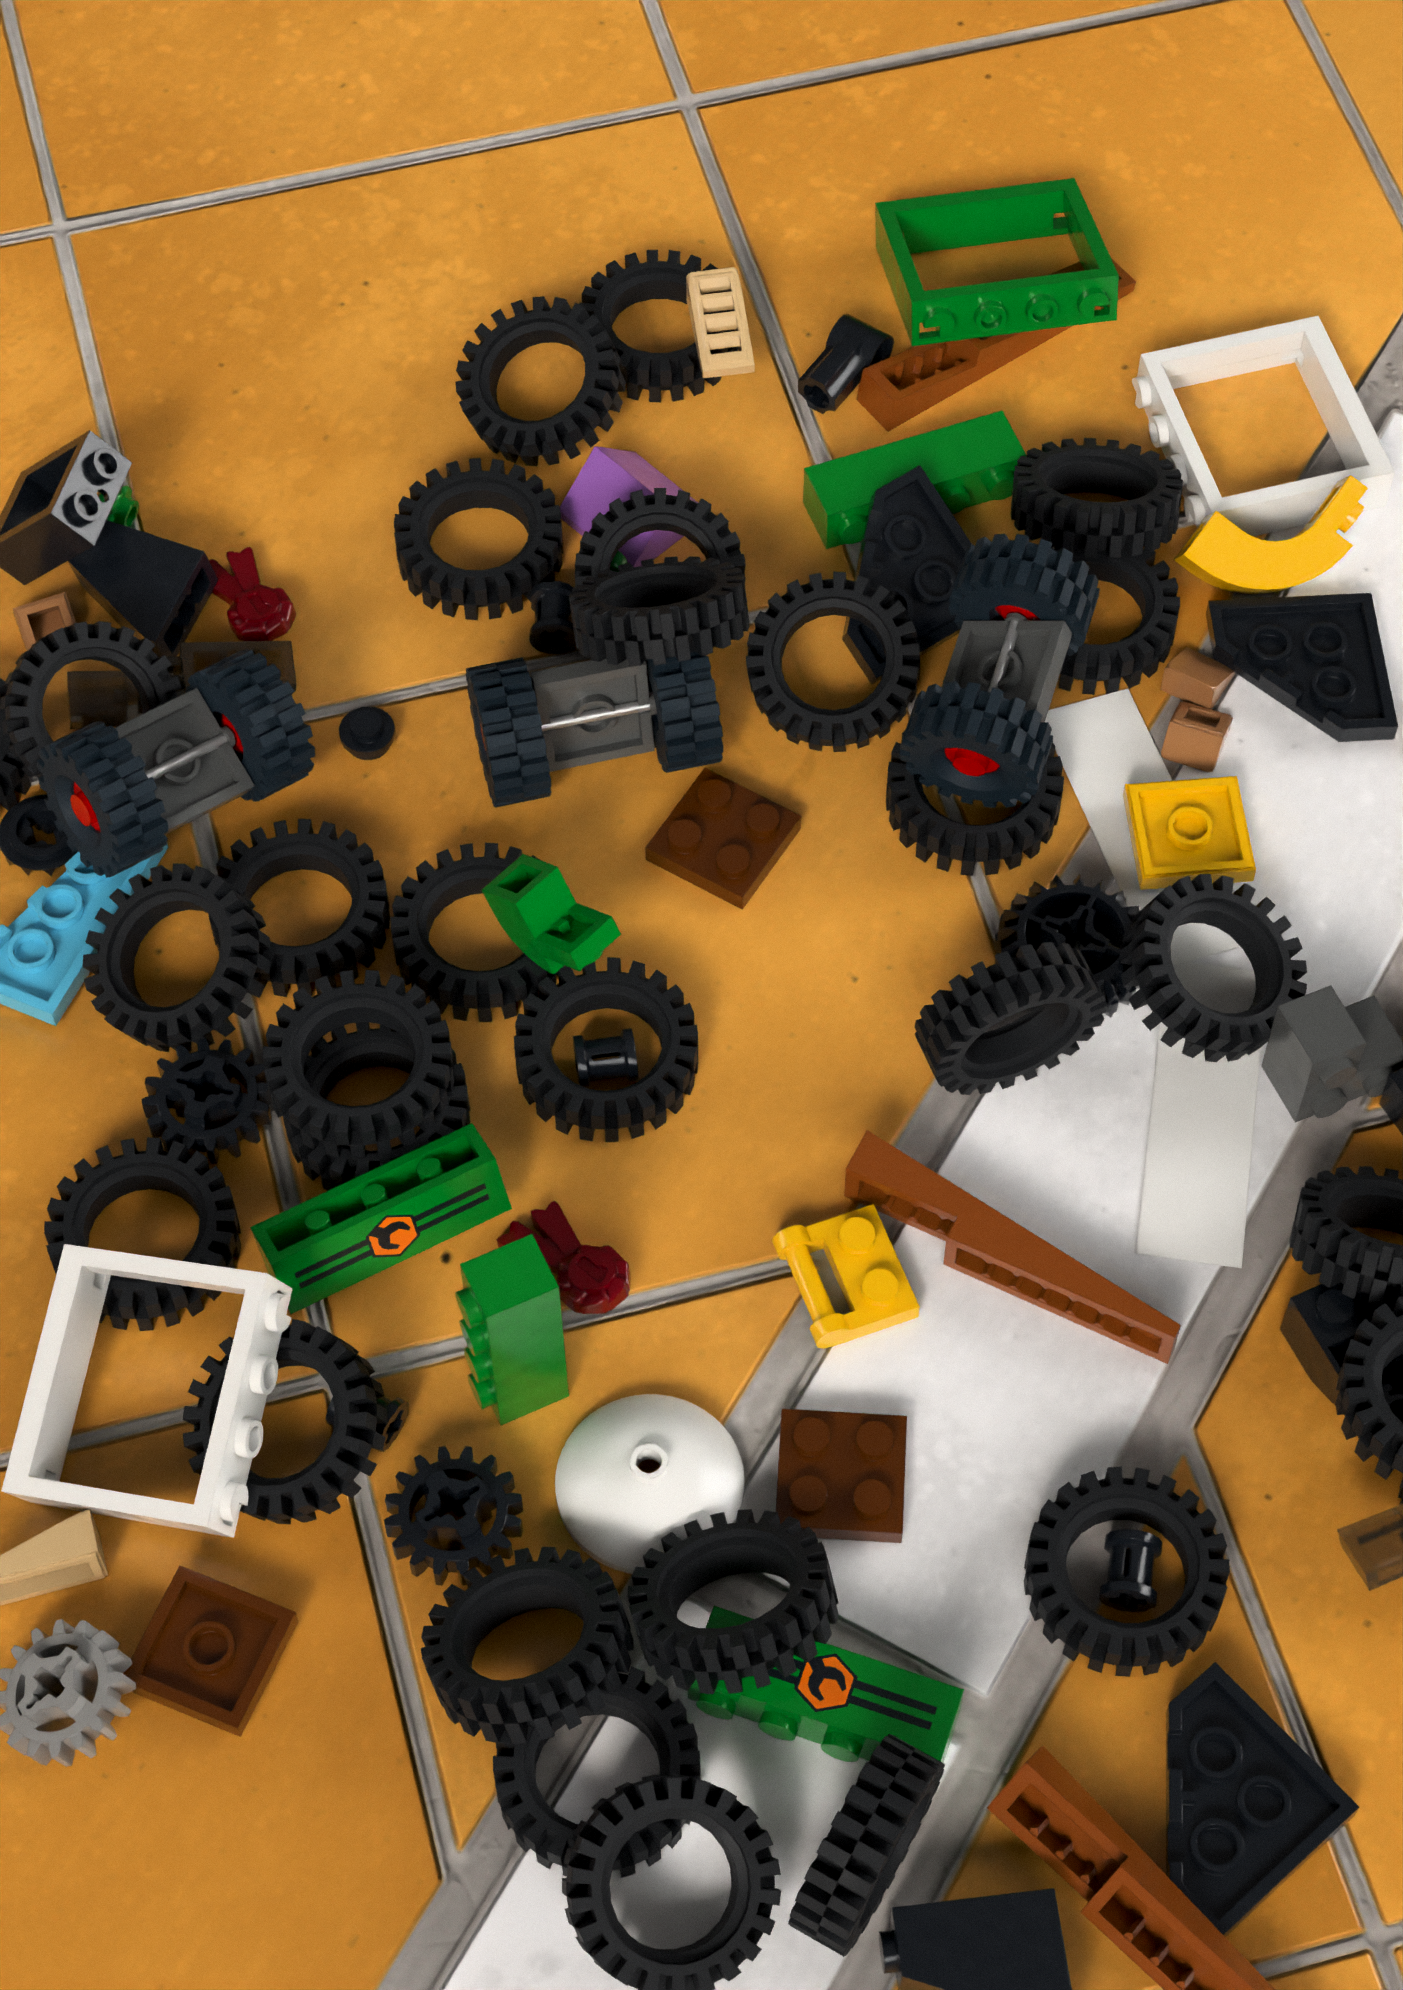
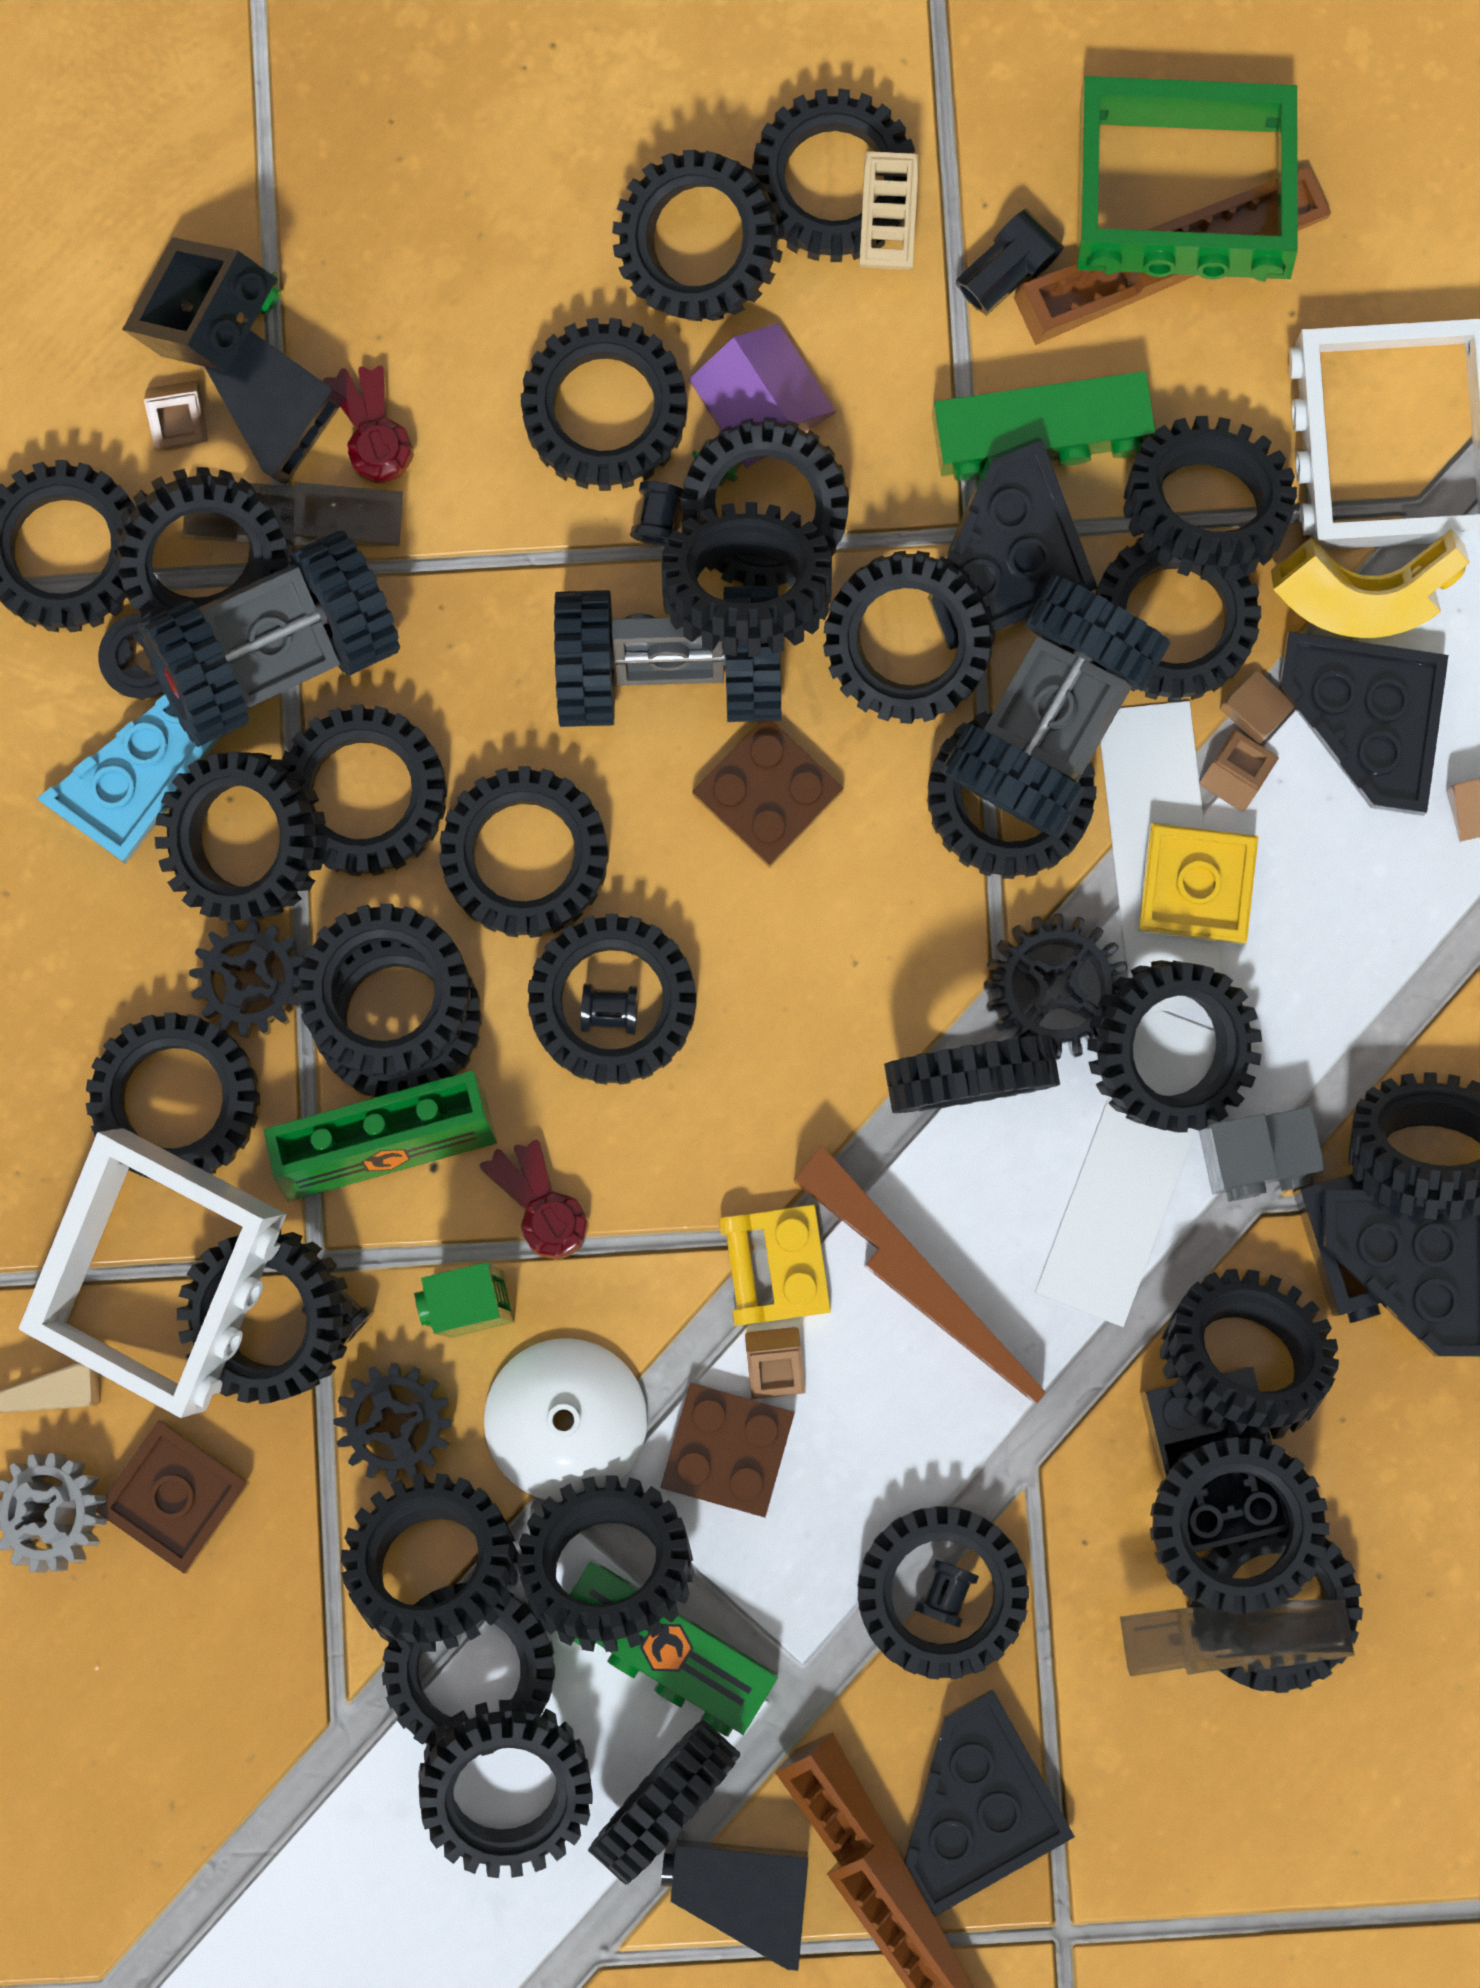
camera: 15 degrees right, 25 degrees up
(367, 732) = (458, 605): black plate -> none
(544, 917) = (581, 883): green brick -> none
(872, 1376) = (775, 1362): none -> medium nougat slope

